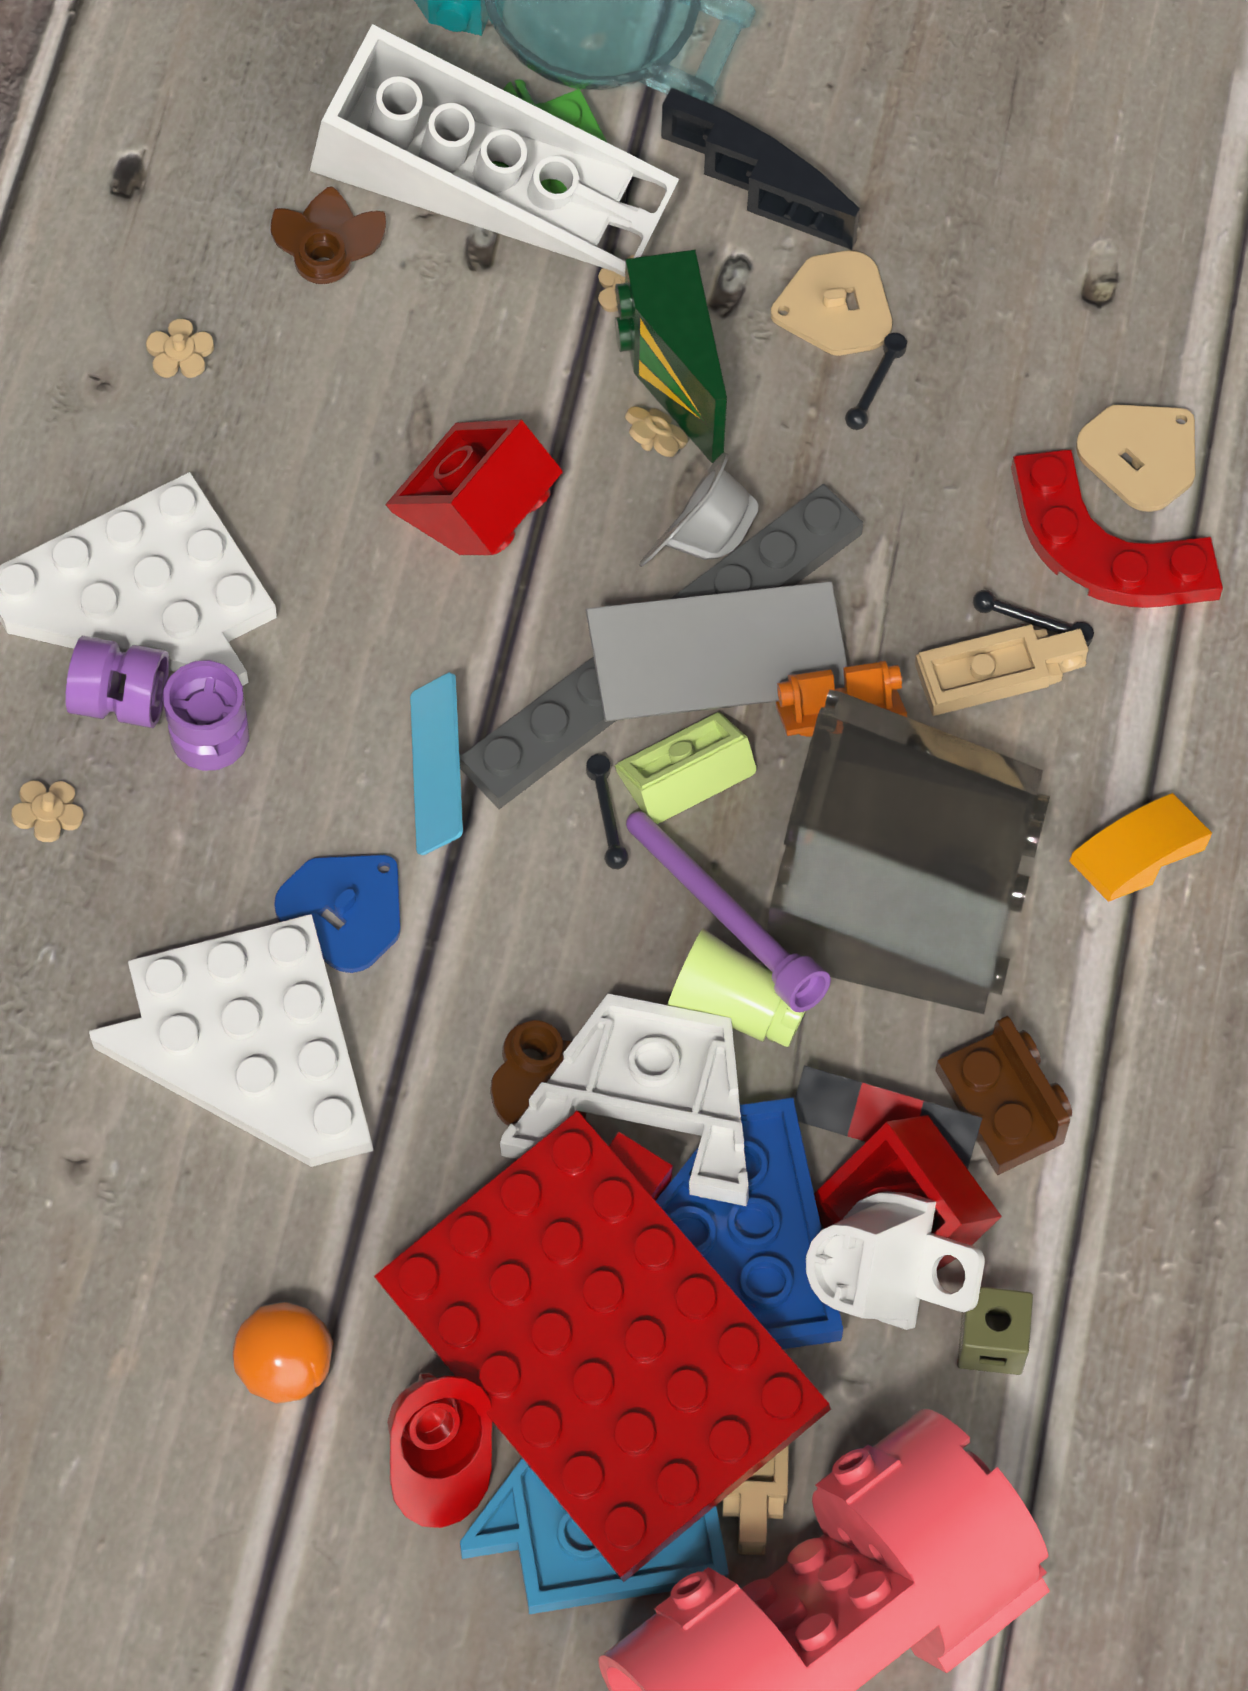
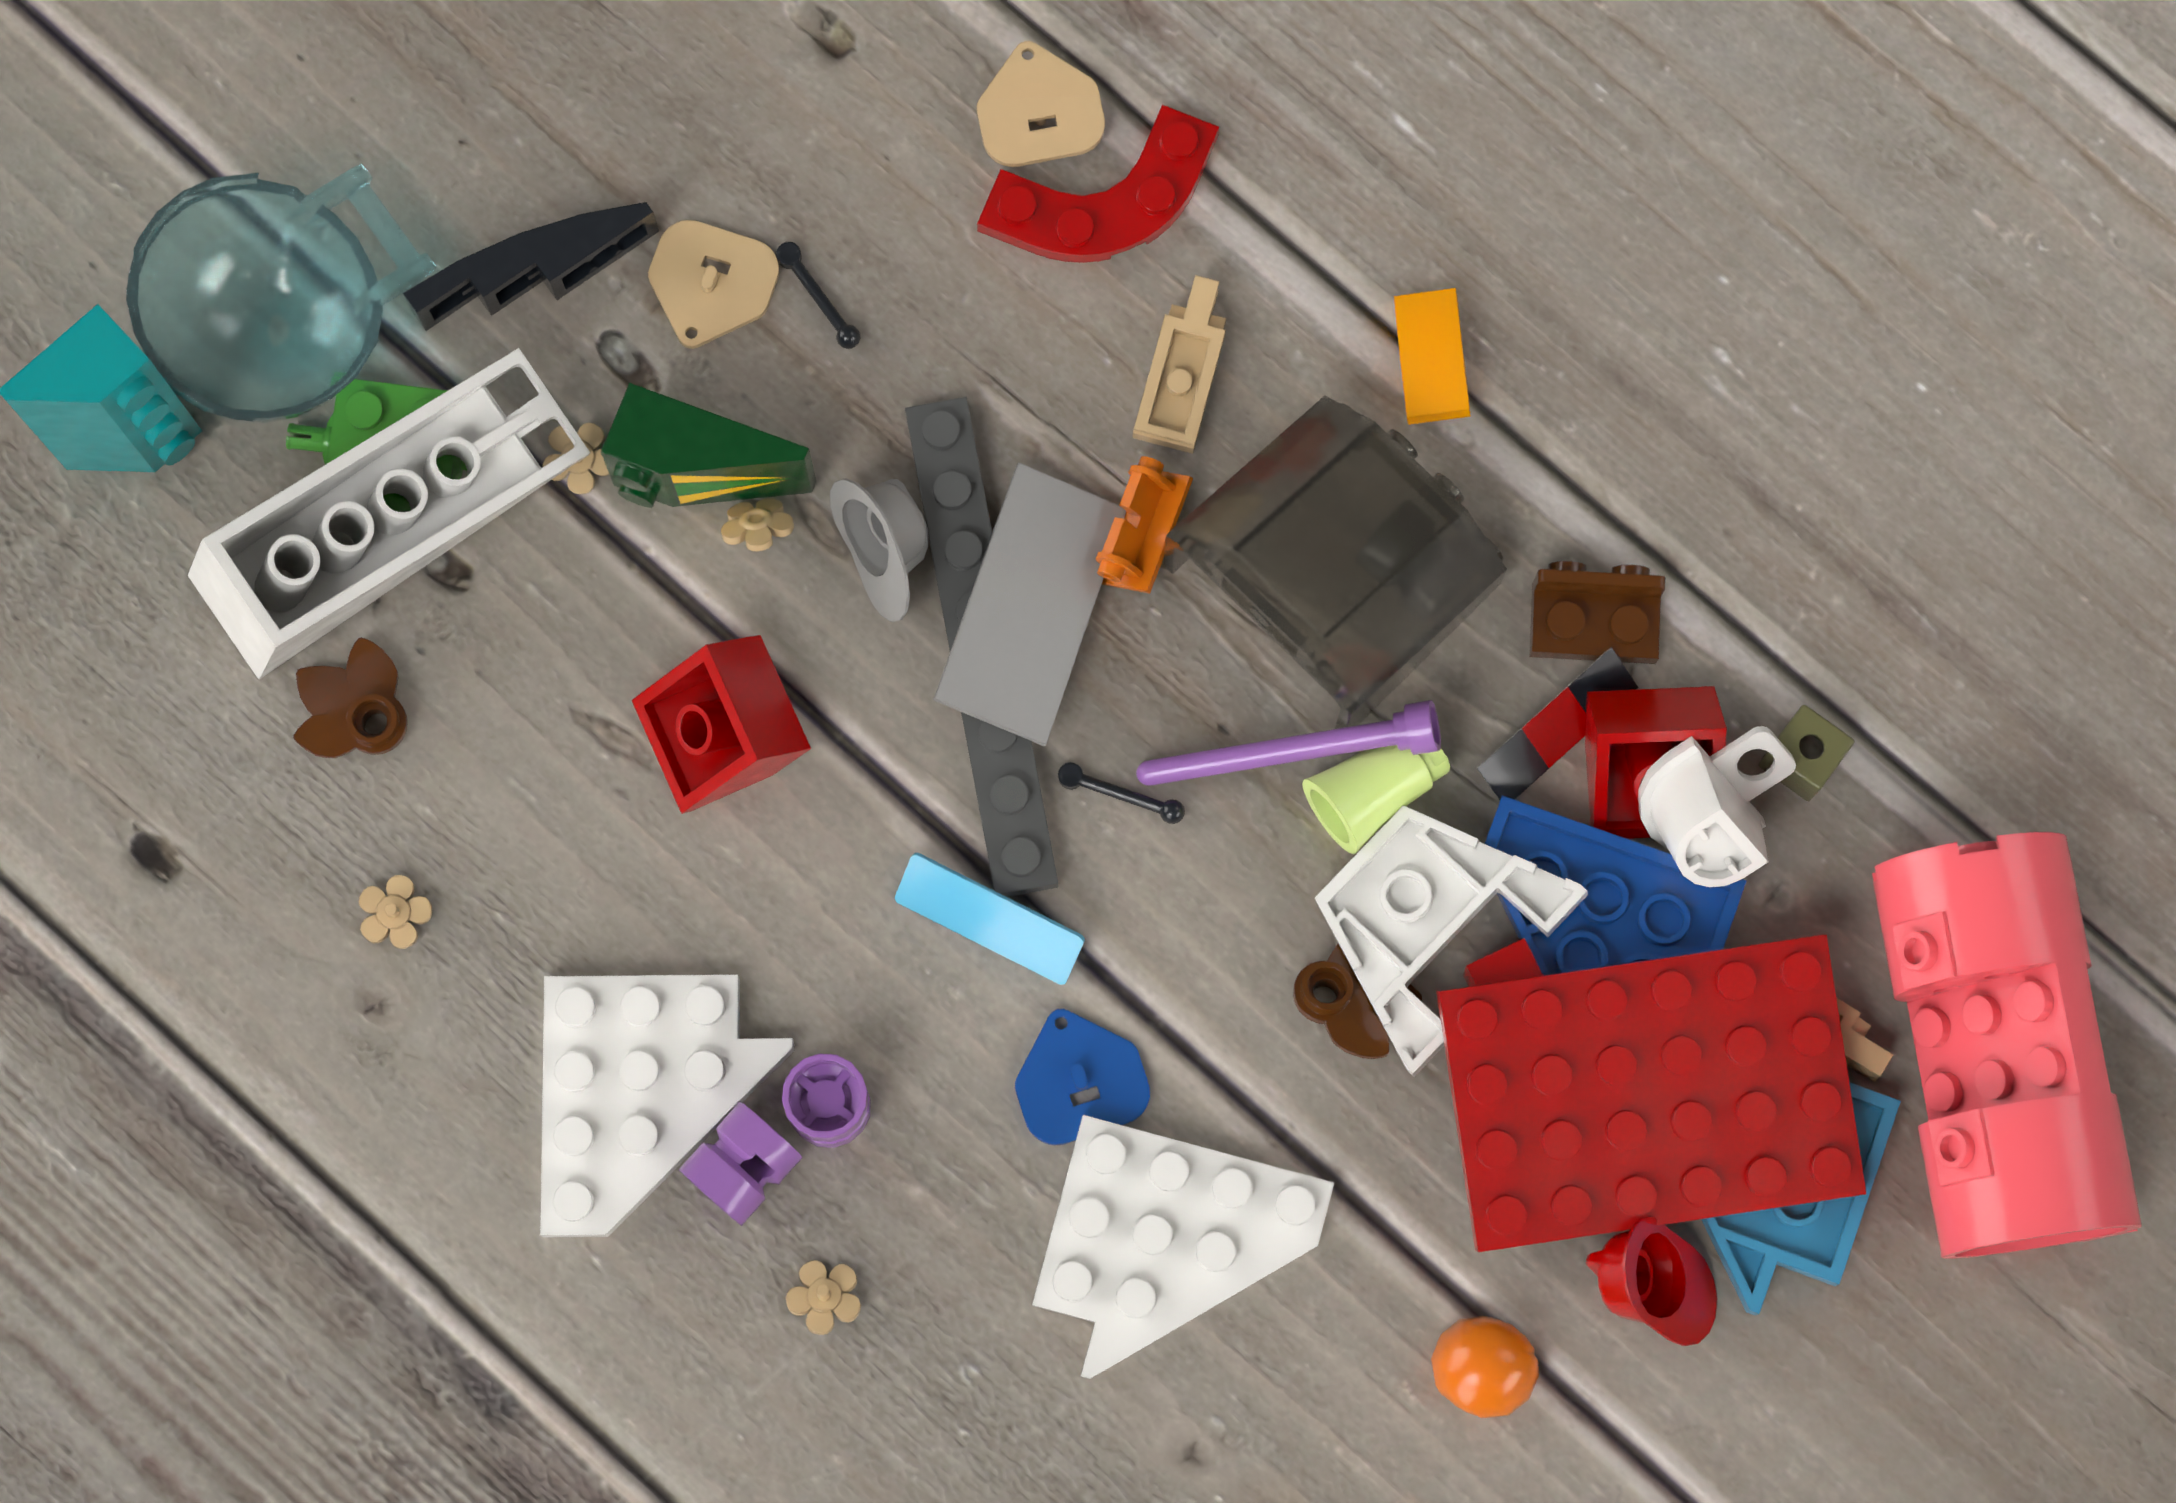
camera: 60 degrees left, 15 degrees up
(687, 767) = (1116, 697): yellowish green slope -> none
(985, 602) = (1184, 274): black hinge -> none

